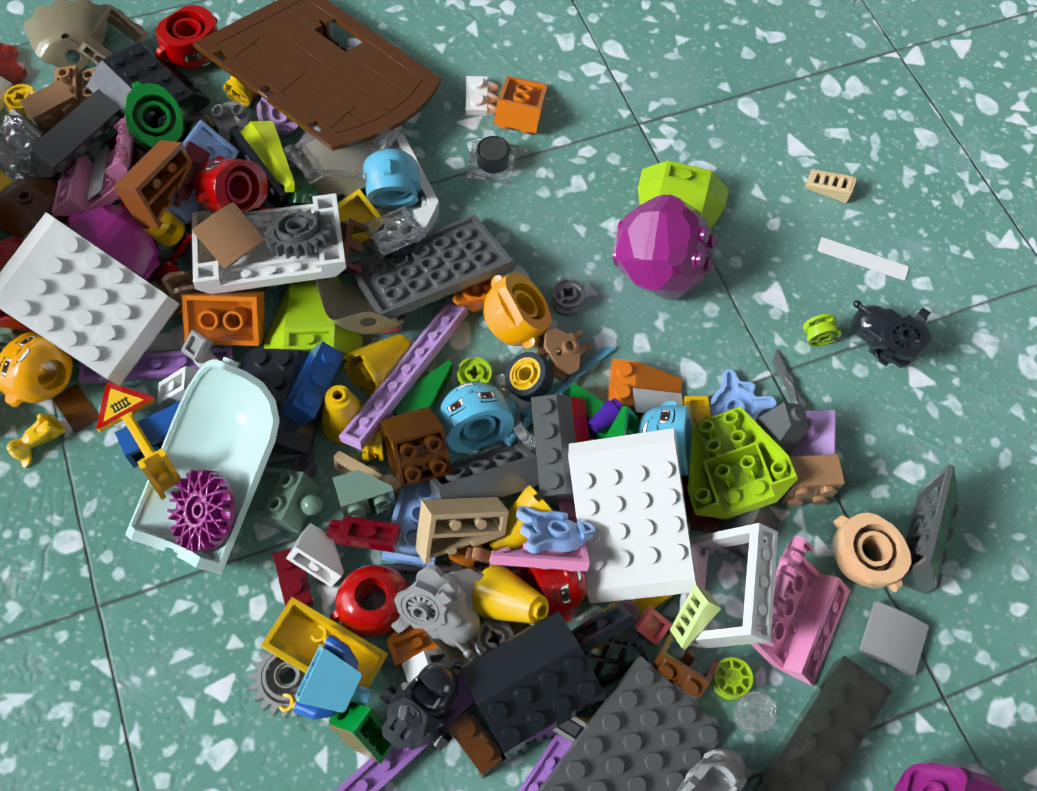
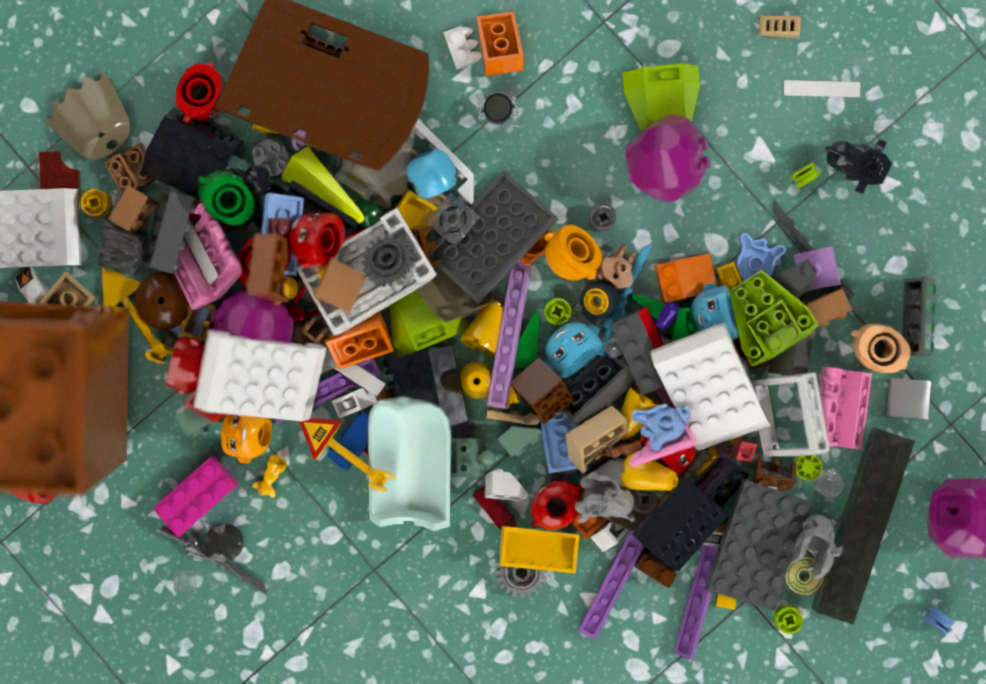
camera: 10 degrees left, 25 degrees up
(75, 408) = (285, 442): reddish brown sticker -> none
(116, 18) = (155, 117): dark tan window -> none
(197, 346) = (351, 371): light grey tile -> none
(202, 510) = (419, 491): magenta wheel -> none
(312, 383) = (451, 373): blue brick -> none
(328, 681) = (554, 571): medium azure torso -> none
(351, 728) = (579, 587): green torso -> none
(364, 533) = (532, 464): dark red hinge -> none
(421, 707) = (617, 576): black helmet -> none
(649, 399) = (694, 286): white sticker -> none
(699, 610) = (779, 442): yellowish green slope -> none

